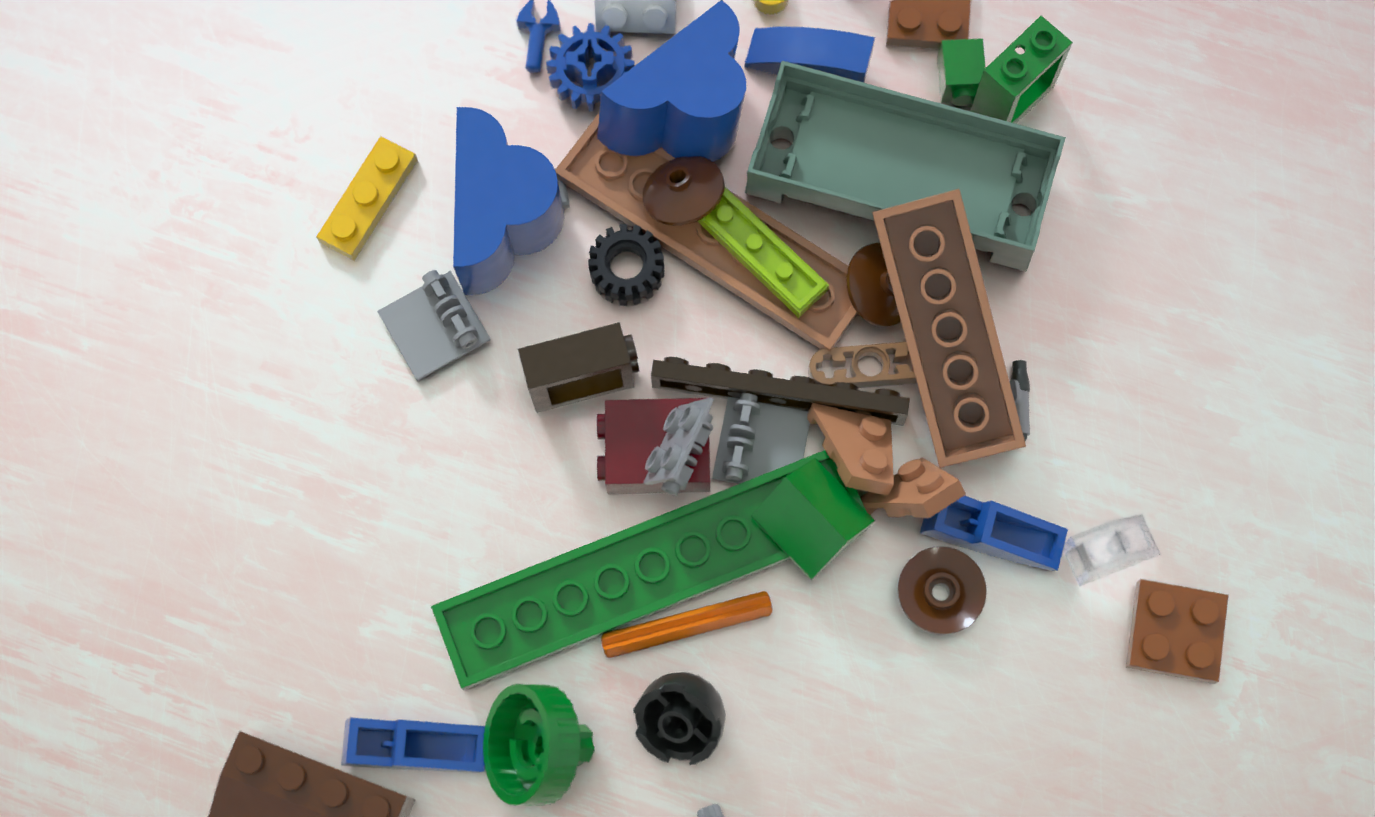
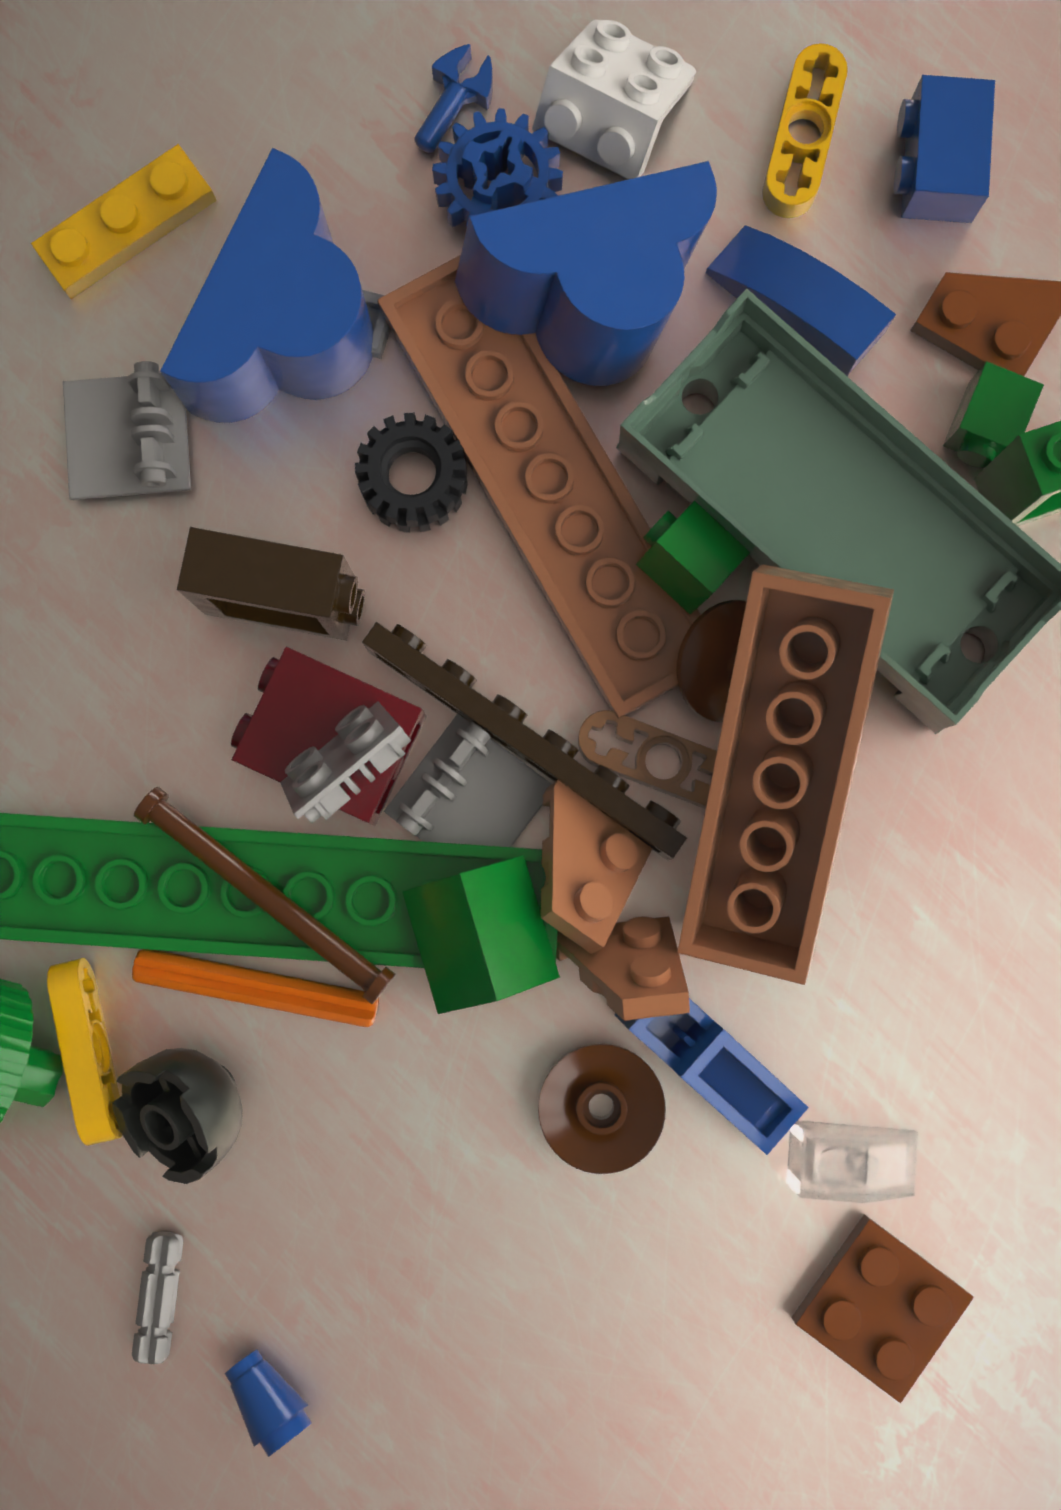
camera: 25 degrees right, 10 degrees up
(599, 714) = (84, 1050): none -> yellow beam
(666, 558) = (262, 893): none -> reddish brown bar
(683, 190) = (530, 408): reddish brown dish -> none
(764, 254) = (589, 527): lime tile -> none
(825, 232) = (690, 556): none -> green brick
(1020, 389) = (842, 889): piece -> none

